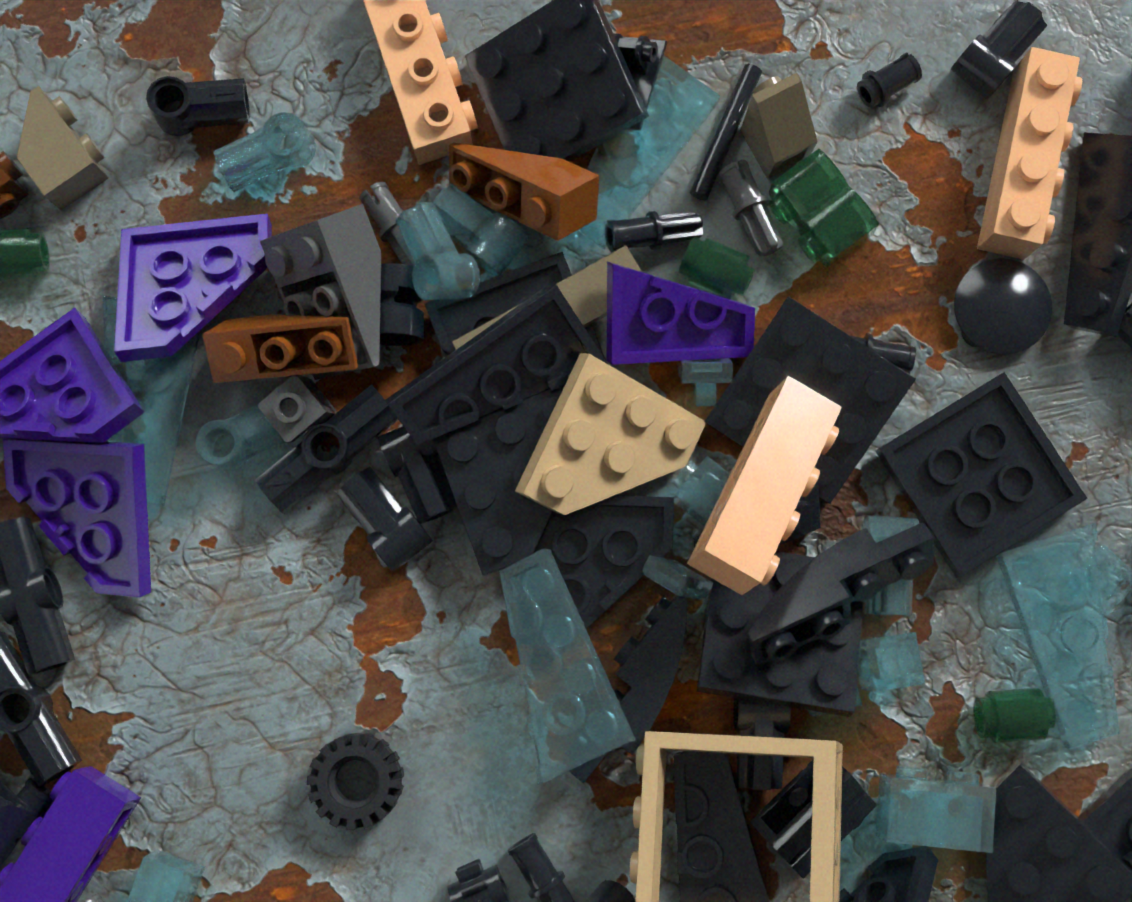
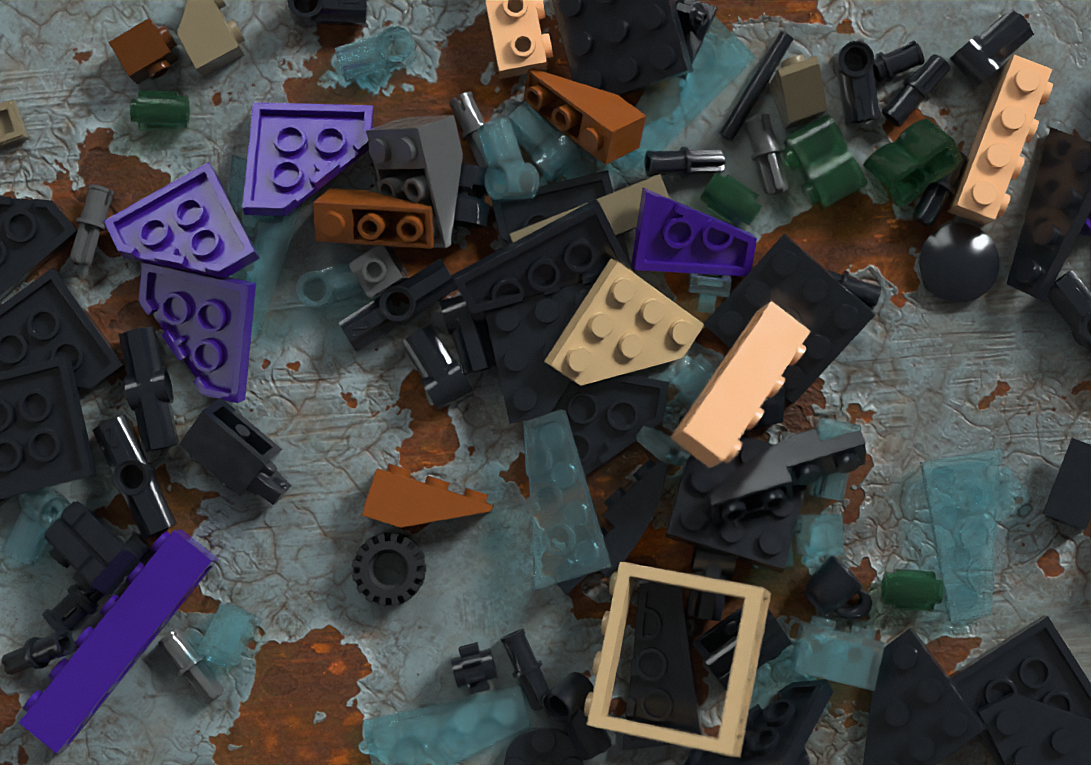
camera: 10 degrees right, 5 degrees up
(143, 659) = (235, 452): none -> black hinge
(366, 691) = (410, 502): none -> dark orange slope
(848, 113) = (857, 87): none -> black piece
(916, 725) = (833, 587): none -> black piece
(917, 110) = (916, 90): none -> black axle
(929, 191) = (912, 162): none -> clear green brick
(965, 219) = (937, 195): none -> black axle
(981, 475) = (917, 397): black plate -> none

